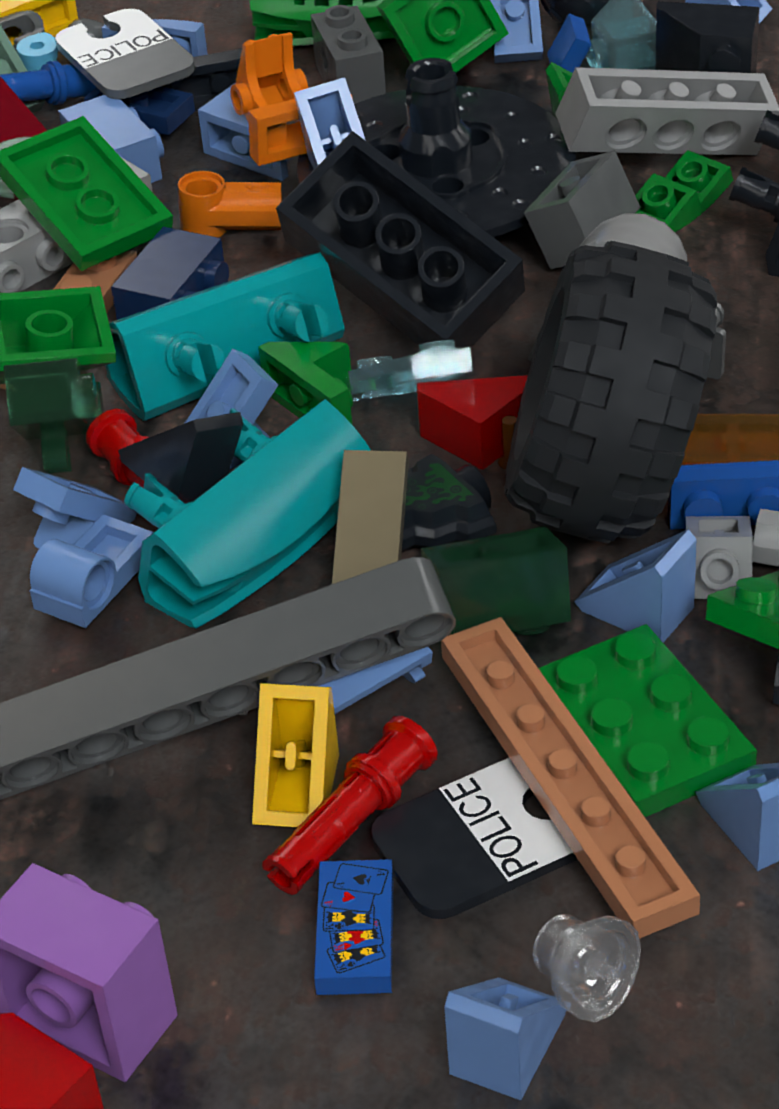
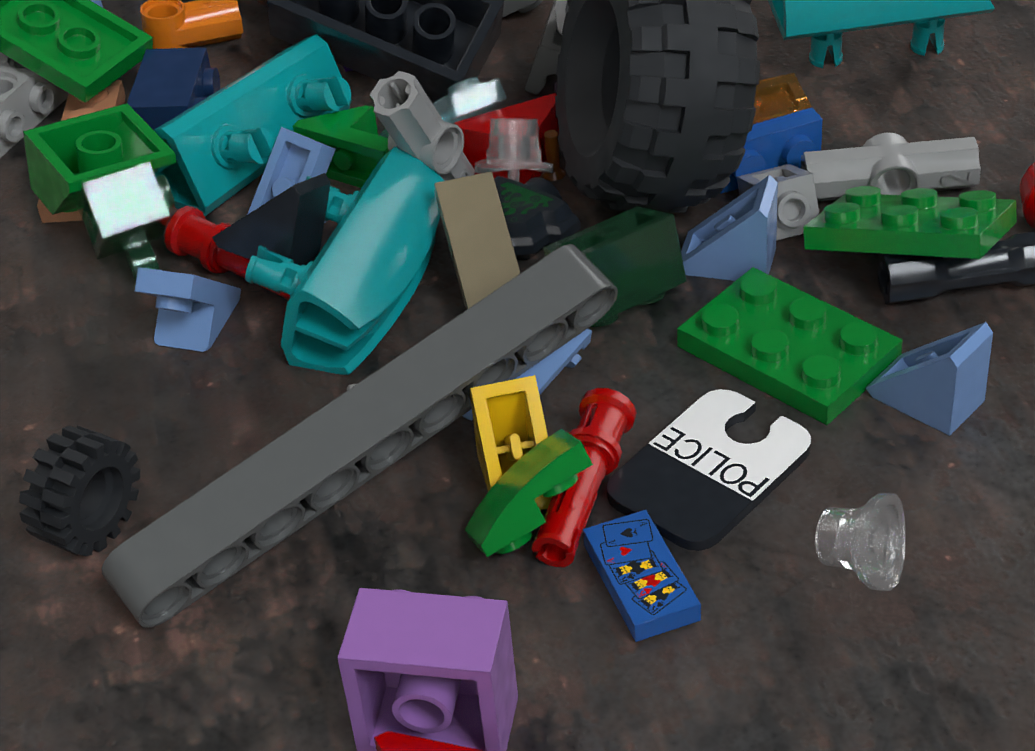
camera: 20 degrees left, 0 degrees up
(84, 577) = (230, 349): medium blue plate -> none
(259, 820) = (509, 508): none -> green slope
(359, 392) = (418, 127): none -> light grey piece
(456, 429) = (513, 147): none -> clear piece
(499, 1033) = (826, 626): medium blue slope -> none
(570, 779) = (764, 399): nougat plate -> none

